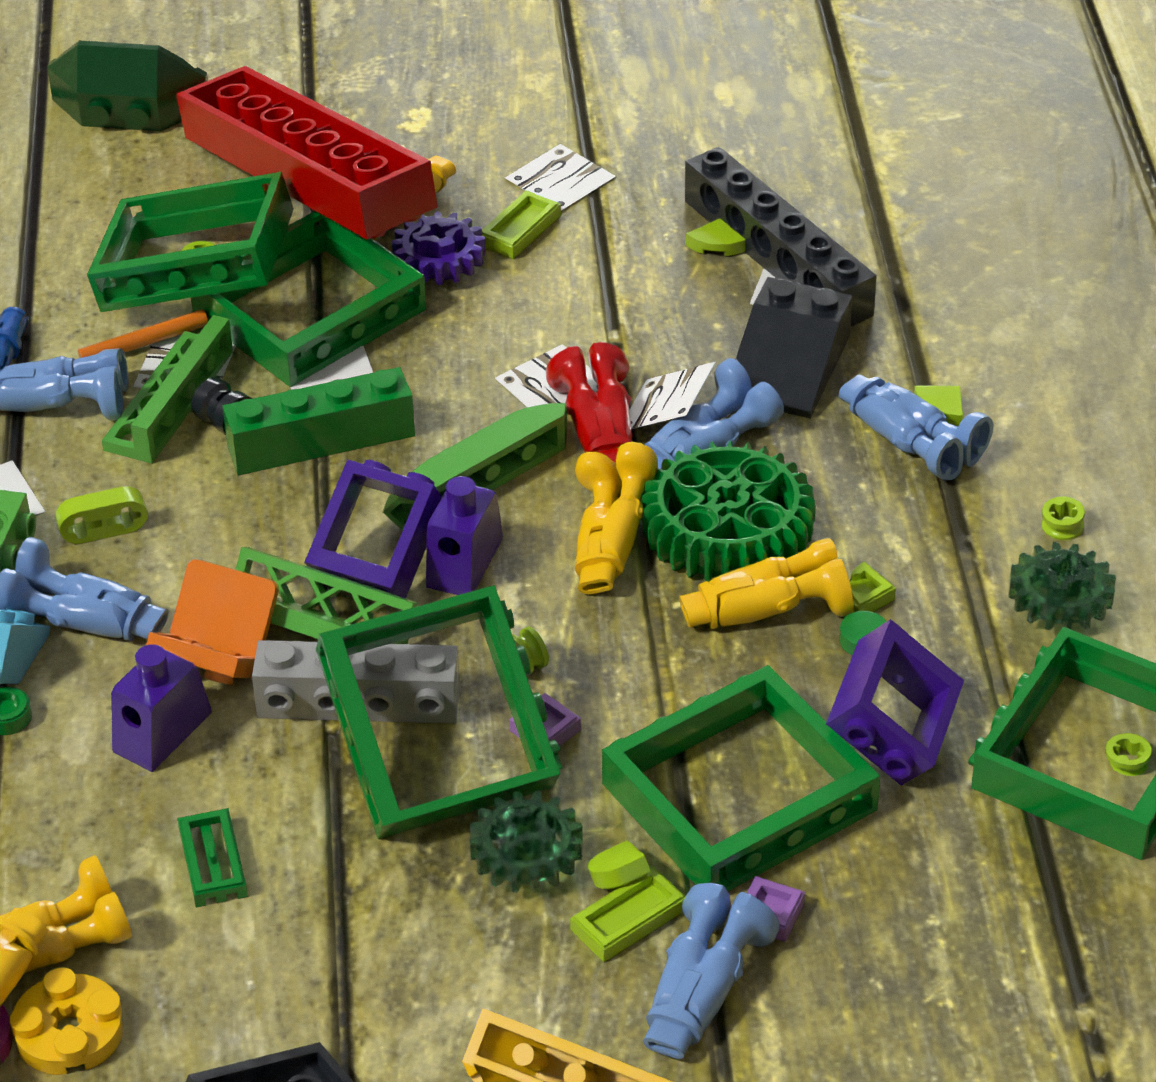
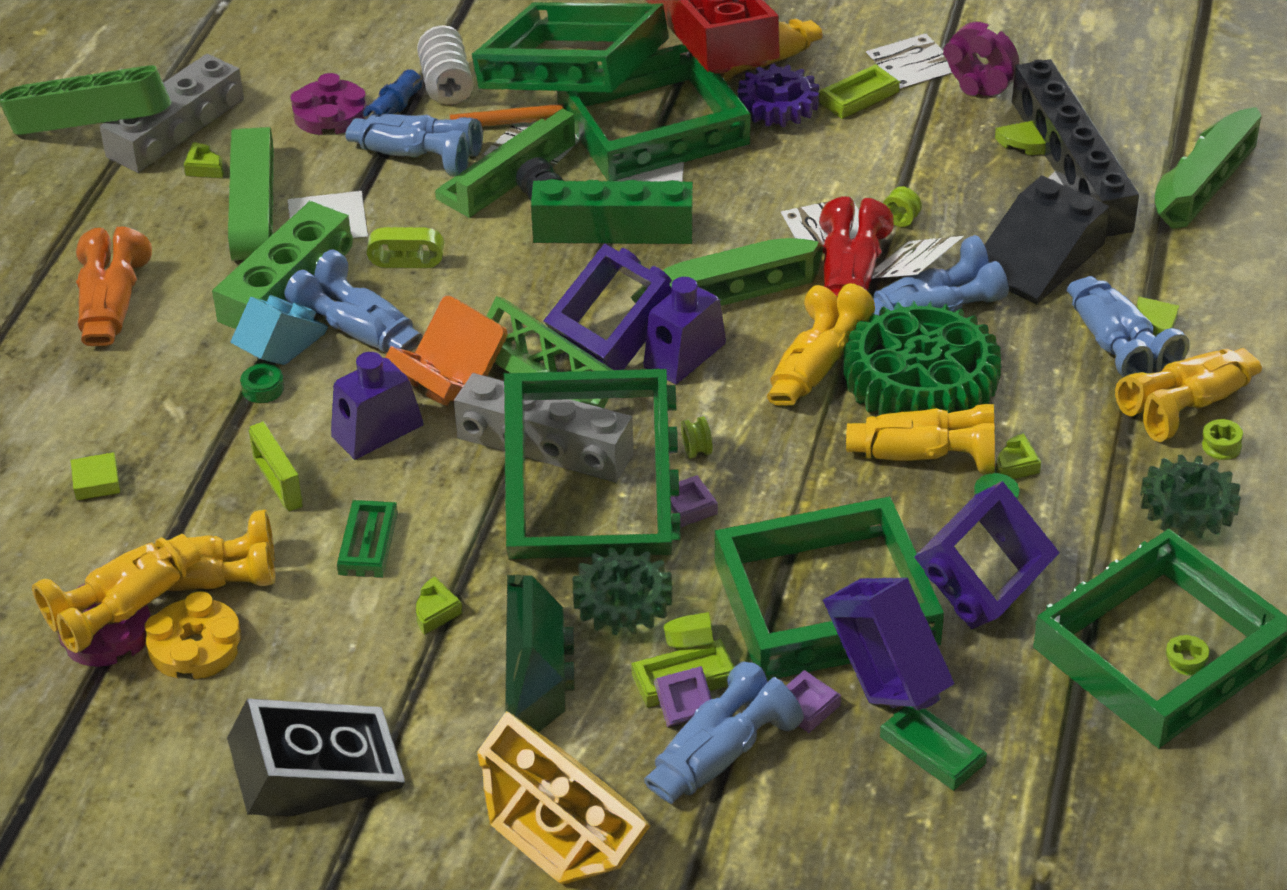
camera: 20 degrees right, 0 degrees up
(49, 293) = (445, 65): none -> white piece
(73, 802) = (275, 466): none -> lime tile
(324, 912) = (436, 606): none -> lime tile
(463, 933) = (536, 653): none -> dark green wedge
(630, 334) = (904, 205): none -> lime bush
(640, 181) = (970, 72): none -> magenta plate
(643, 938) = (682, 695): none -> medium lavender tile
(804, 806) = (889, 642): none -> dark purple window
(916, 243) = (1213, 160): none -> bright green brick
(920, 919) = (933, 746): none -> green tile
(1016, 462) = (1189, 383): none -> yellow piece

